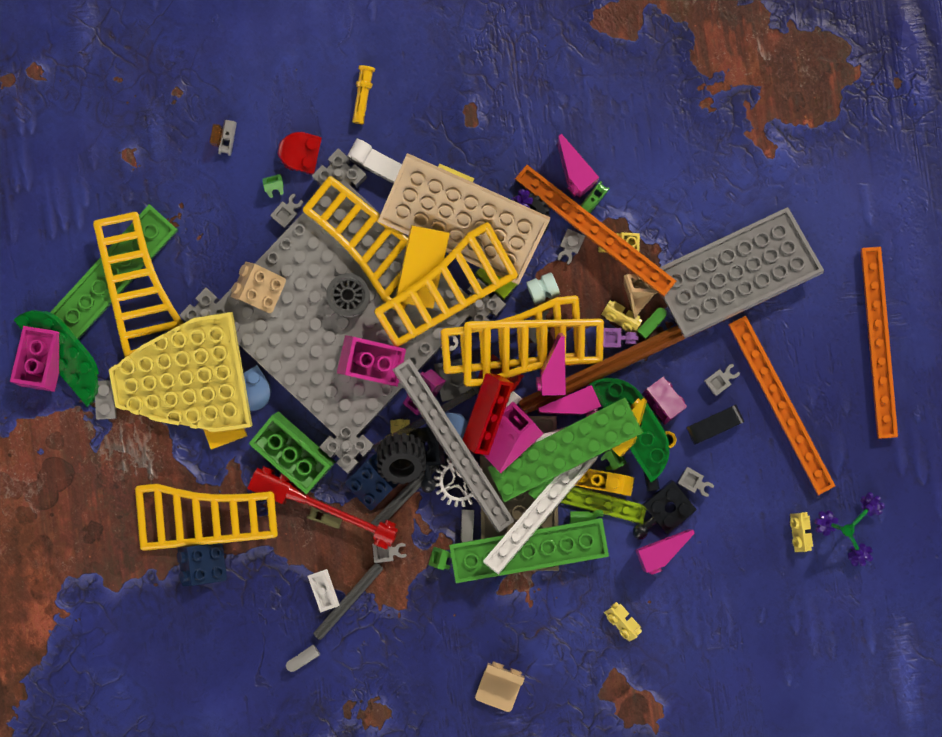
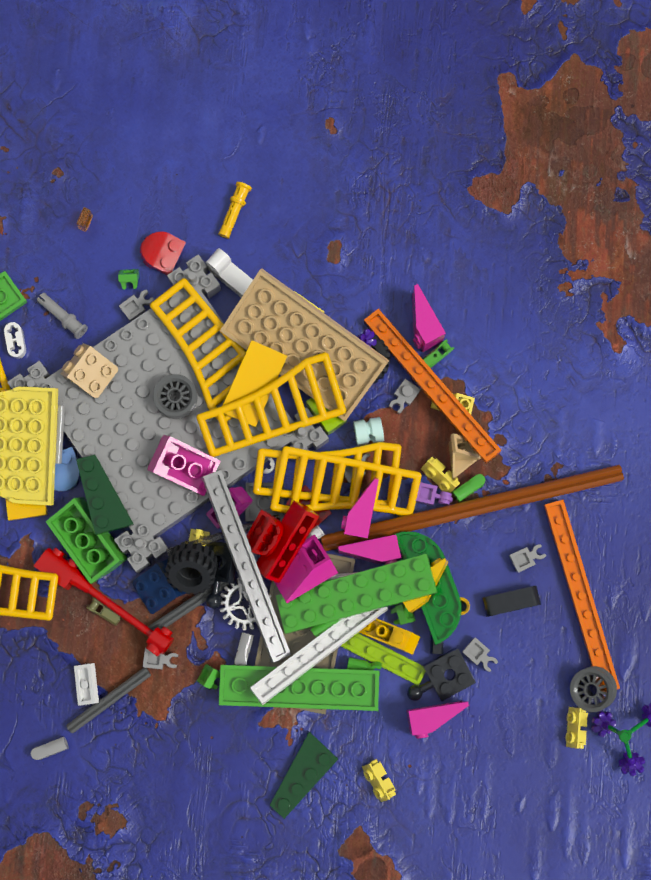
camera: 10 degrees right, 5 degrees down
(171, 273) = (10, 341): none -> white beam
(223, 240) = (68, 320): none -> light grey pin
(228, 134) = (96, 221): light grey bar -> none
(240, 337) = (59, 437): none -> light grey bar
(298, 408) = (102, 500): none -> dark green wing
(465, 411) = (265, 534): none -> red slope
(499, 686) = (240, 820): tan bracket -> none
(552, 625) = (306, 770): none -> dark green wing
(664, 400) = (465, 566): brick -> none
(739, 272) = (565, 455): light grey plate -> none
(809, 508) = (576, 685): none -> dark grey wheel

